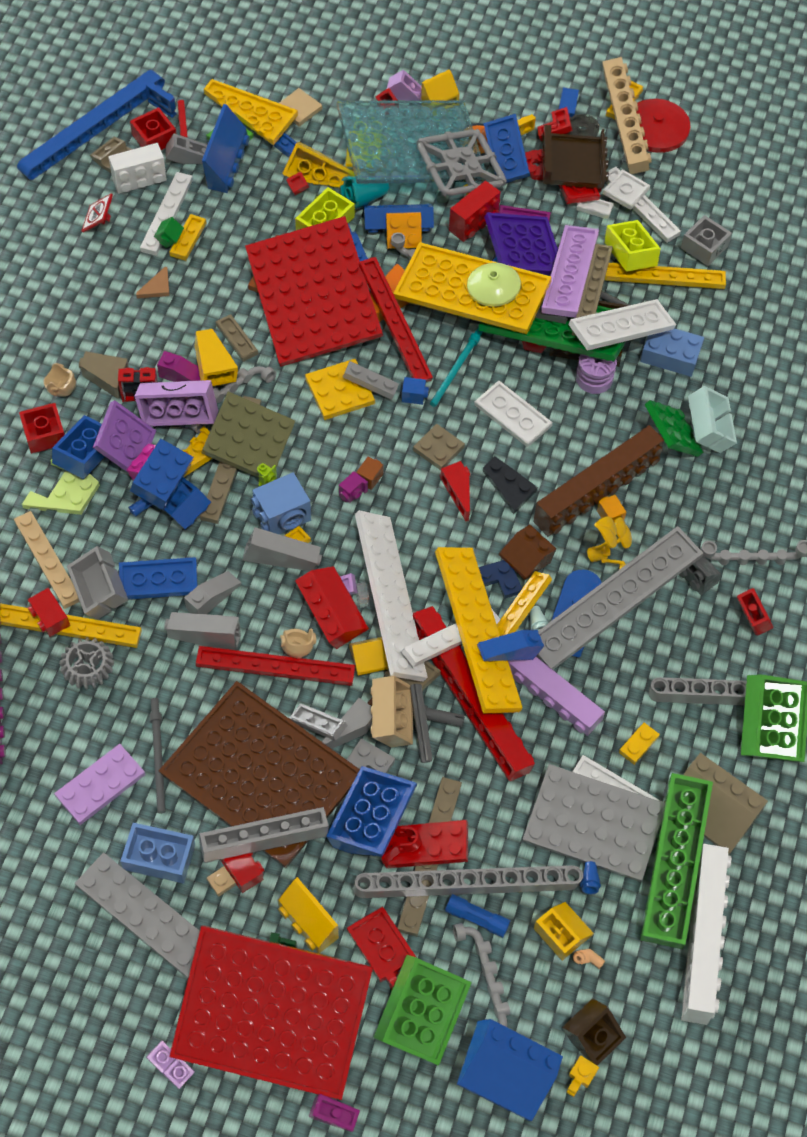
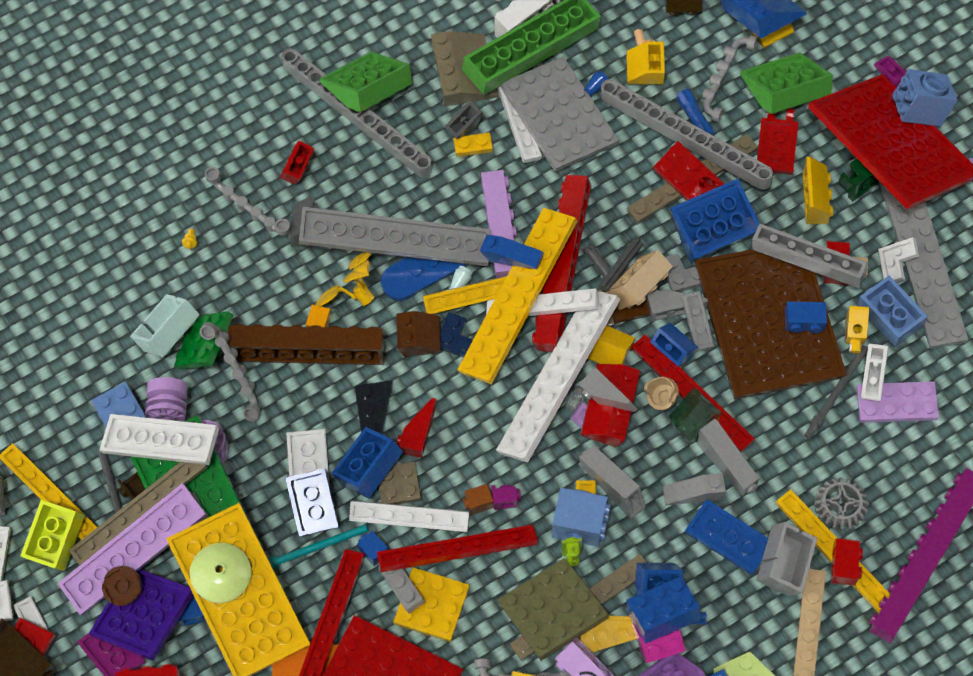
camera: 135 degrees left, 5 degrees up
(133, 783) = (874, 372): none -> white slope
(179, 813) = (856, 321): none -> yellow torso
(192, 907) = (893, 256): none -> white plate
(228, 785) = (805, 316): none -> blue brick
(256, 641) = (693, 414): none -> clear green slope
(283, 1071) = (924, 97): none -> medium blue brick
(320, 689) = (674, 344): none -> blue brick
(336, 595) = (604, 392): none -> light grey slope
(352, 426) = (456, 548): none -> red plate
(409, 428) = (409, 516): none -> white plate
(471, 432) = (367, 462): none -> blue brick
(482, 381) = (312, 502): none -> brick
(553, 247) = (122, 586): none -> reddish brown tile
(625, 424) = (208, 332): none -> light grey bar
(654, 374) = (166, 399): none -> lavender wheel
(663, 746) = (464, 121): none -> dark grey slope
(770, 504) = (189, 240): none -> yellow hair

